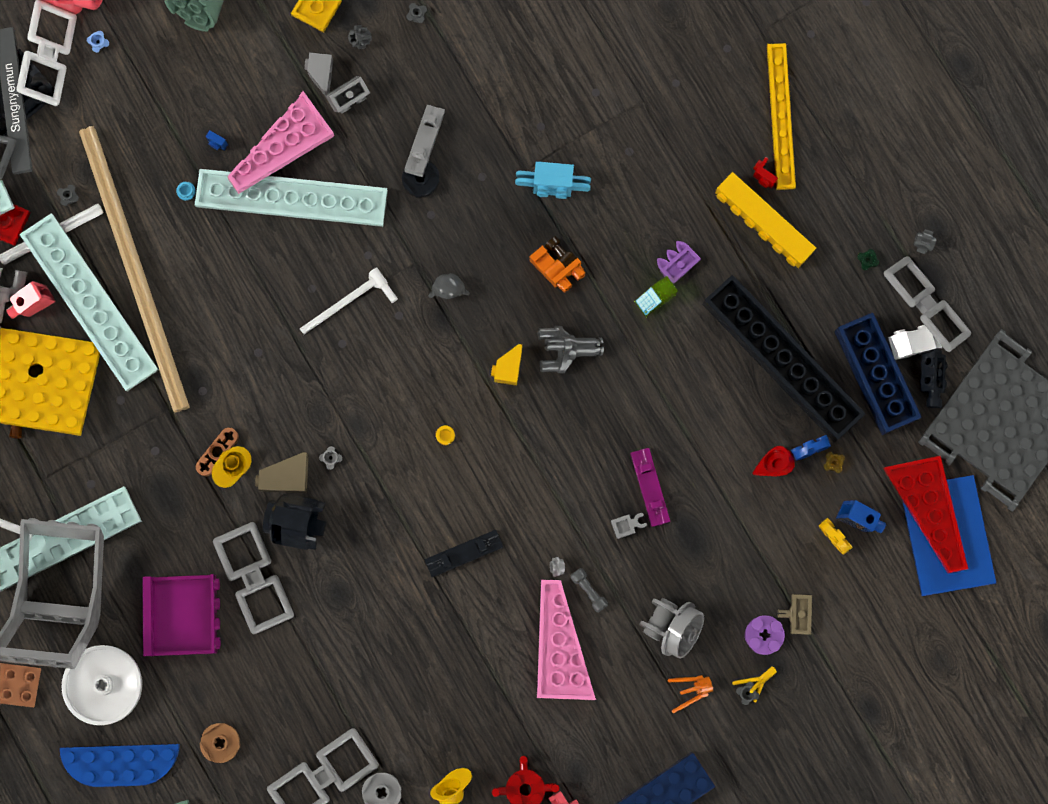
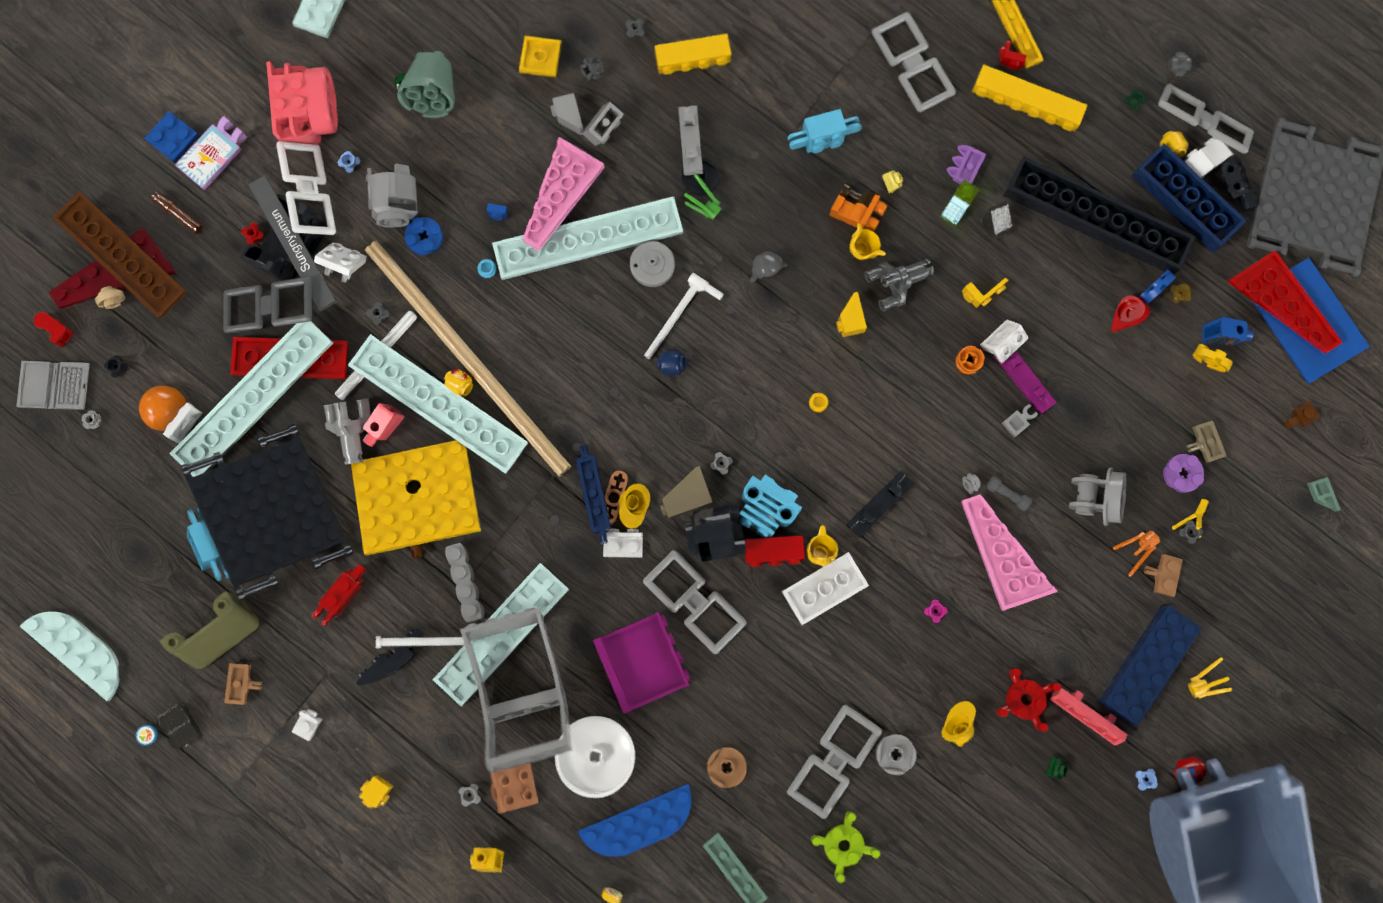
camera: 20 degrees left, 0 degrees up
(48, 471) = (463, 576): none -> light grey brick
(52, 132) = (340, 259): none -> white plate
(116, 289) = (458, 382): none -> yellow head
(122, 91) = (392, 196): none -> light grey piece
(139, 148) = (419, 226): none -> blue plate
(198, 441) = (593, 494): none -> dark blue plate
(207, 498) = (623, 544): none -> white bracket
(321, 345) = (671, 362): none -> dark blue head
(341, 245) = (652, 264): none -> light grey wheel
(345, 559) = (774, 551): none -> red brick
(354, 515) = (765, 510): none -> medium azure piece
(378, 612) = (825, 588): none -> white plate
(390, 574) = (822, 548): none -> yellow hair
(416, 213) = (709, 210): none -> bright green plant
(460, 58) = (693, 54): none -> yellow brick
(473, 679) = (935, 616): none -> dark pink plate
(549, 302) = (865, 244): none -> yellow hair
(596, 451) = (969, 367): none -> orange wheel
(602, 250) = (893, 180): none -> light yellow plate
(632, 389) = (974, 296): none -> yellow bracket
(645, 444) = (1005, 340): none -> white bracket
(669, 143) = (913, 62): none -> light grey bar
(684, 328) = (997, 221): none -> clear smoke slope
(707, 724) = (1166, 575): none -> medium nougat plate
(887, 317) = (1176, 142): none -> yellow head
(891, 706) = (1323, 494): none -> sand green tile
(903, 623) = (1303, 415): none -> reddish brown plate

